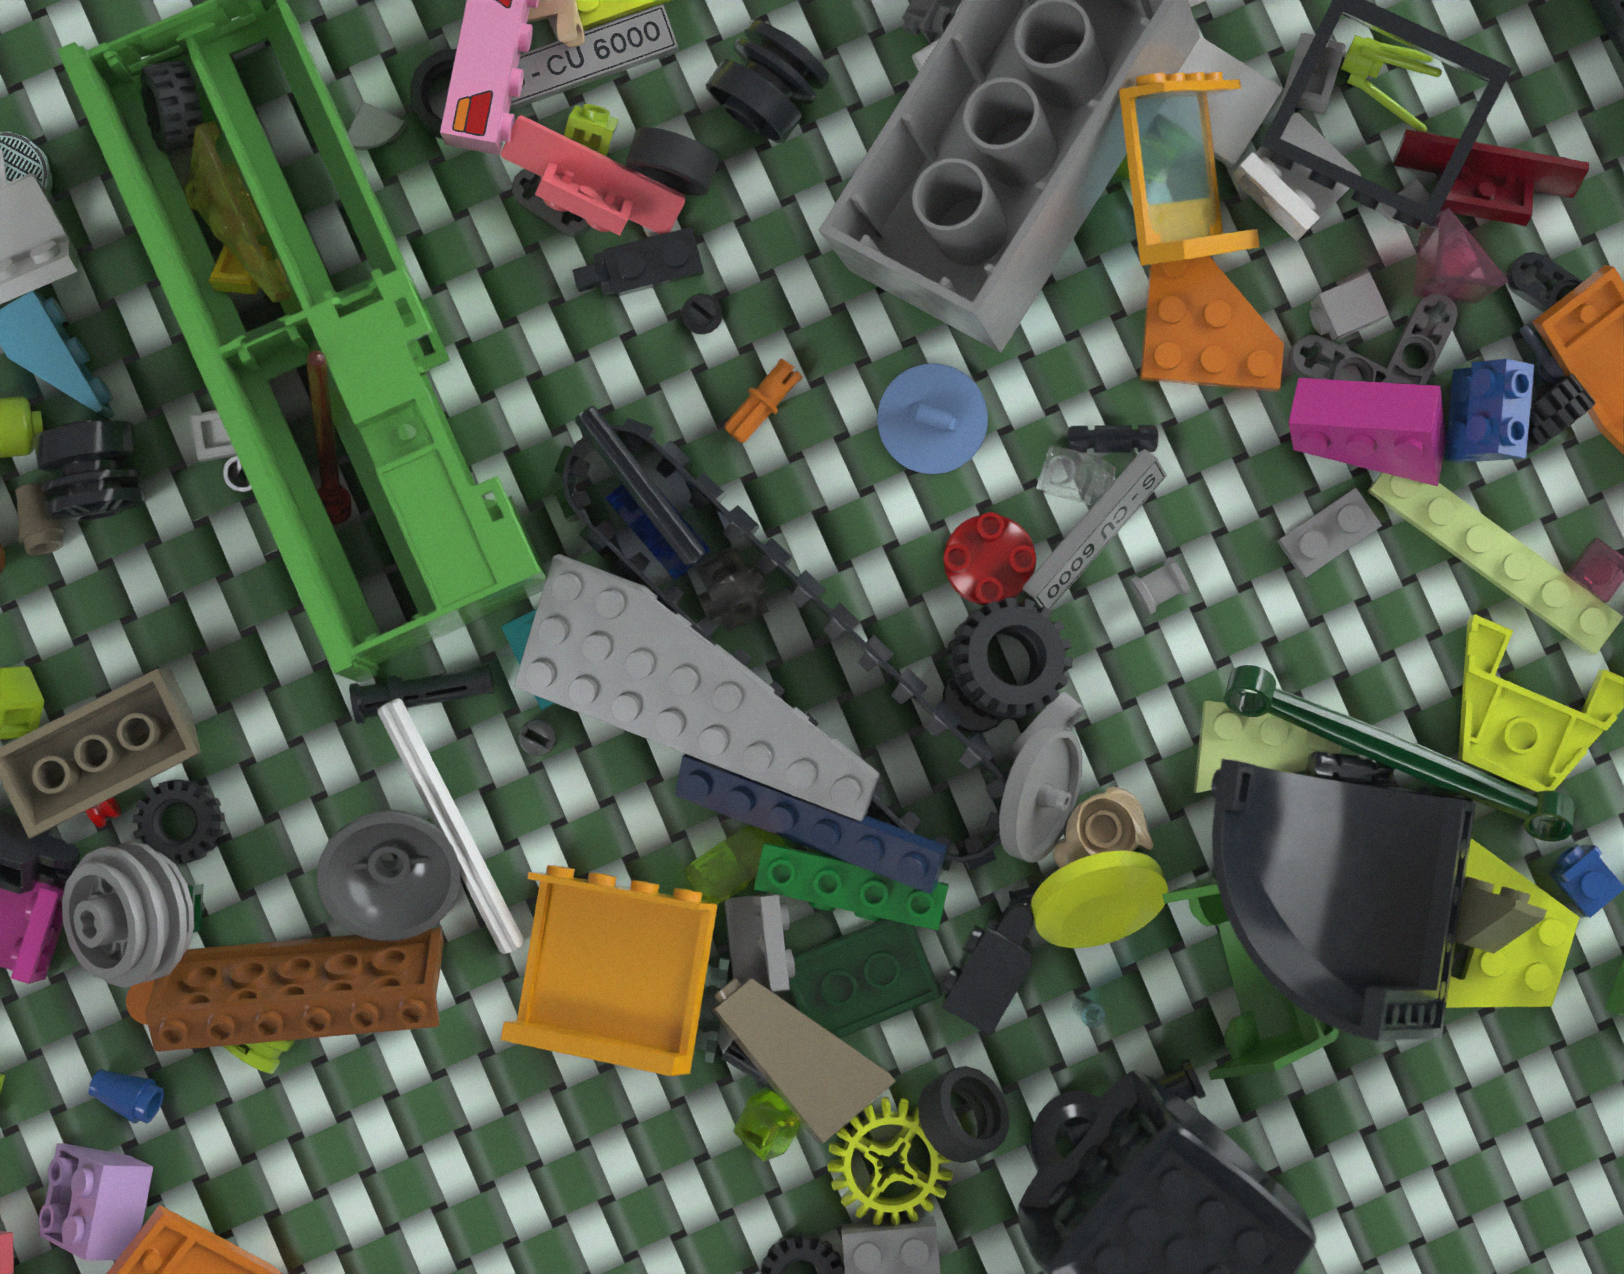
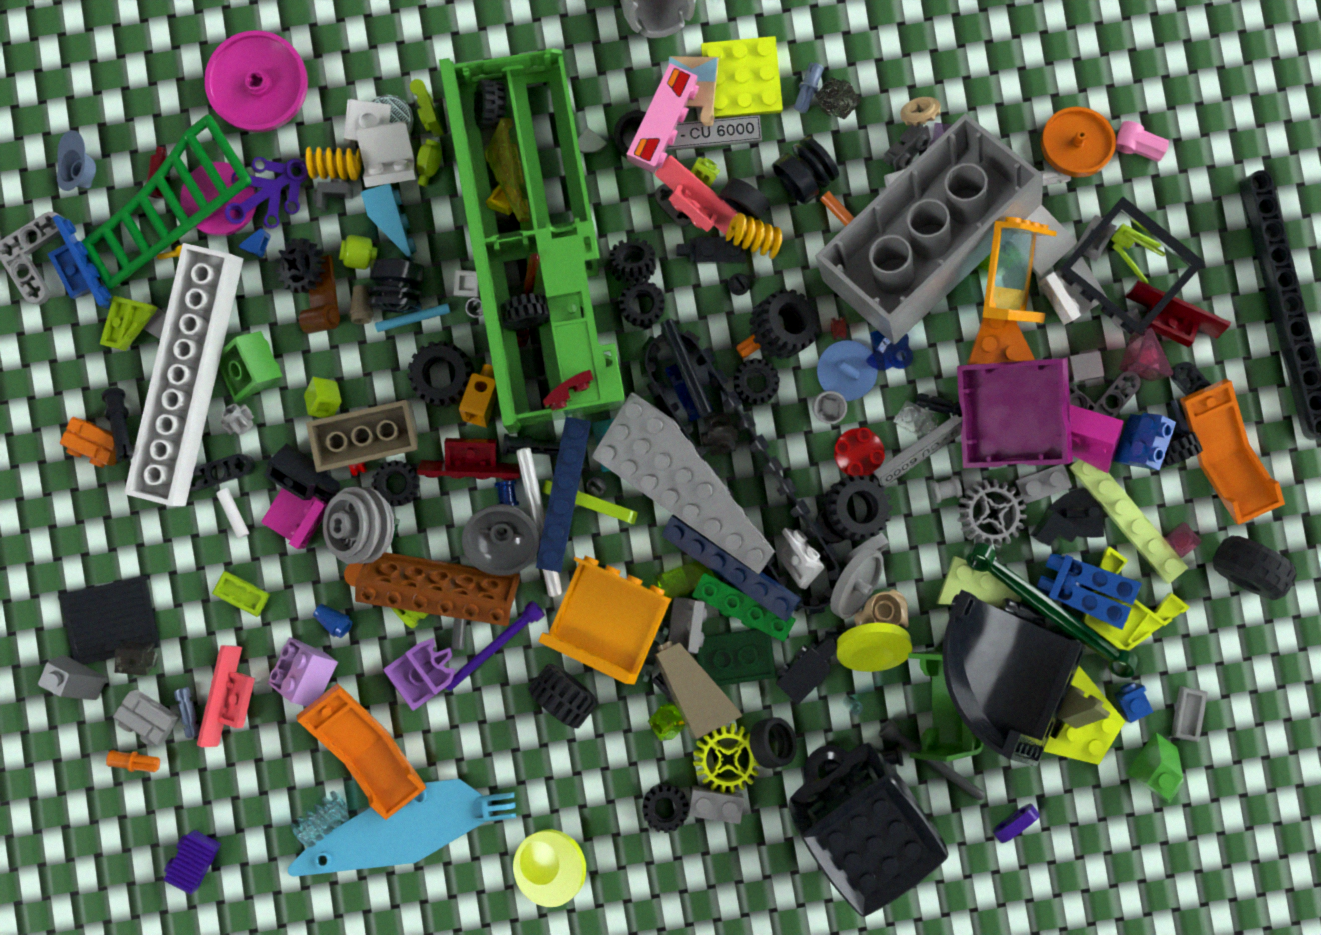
camera: 10 degrees right, 0 degrees up
(69, 144) = (427, 112): none -> lime plate
(93, 233) = (428, 161): none -> lime plant
(135, 519) = (412, 317): none -> medium azure bar
(173, 597) = (420, 368): none -> black tyre
(285, 647) = (477, 405): none -> light orange torso
(297, 746) = (469, 459): none -> dark red bracket
(306, 1149) = (420, 673): none -> medium lavender plate
(326, 460) = (525, 312): none -> black tyre
(358, 1061) = (458, 635): none -> dark grey piece
(380, 788) = (506, 492): none -> clear blue bush
(422, 593) = (560, 395): none -> dark red slope
(477, 993) = (530, 614): none -> dark purple piece
(480, 767) = (563, 494): none -> dark blue plate
(504, 339) = (634, 271): none -> black tyre
(527, 365) = (649, 317): none -> black tyre
(532, 768) = (599, 505): none -> lime beam
(568, 1126) = (562, 696): none -> black tyre
(707, 217) = (754, 233): none -> yellow piece
(769, 451) = (770, 375): none -> black tyre
(816, 339) = (796, 312): none -> black tyre
(840, 134) = (837, 208): none -> orange piece
(897, 348) = (838, 328): none -> clear red bush
(915, 492) = (829, 407): none -> light grey wheel
(928, 773) = (799, 558): none -> white bracket
(993, 370) = (886, 352): none -> clear blue plate
(1171, 1042) = (891, 732): none -> dark grey piece
(1246, 421) = (1015, 413): none -> magenta tile
(1267, 623) = (1010, 503): none -> light grey gear
(1364, 602) = (1053, 525): none -> black piece
(1405, 571) = (1082, 511): none -> black shield
(1421, 711) = (1069, 591): none -> blue hips
(1431, 1147) = (1016, 823): none -> dark purple beam

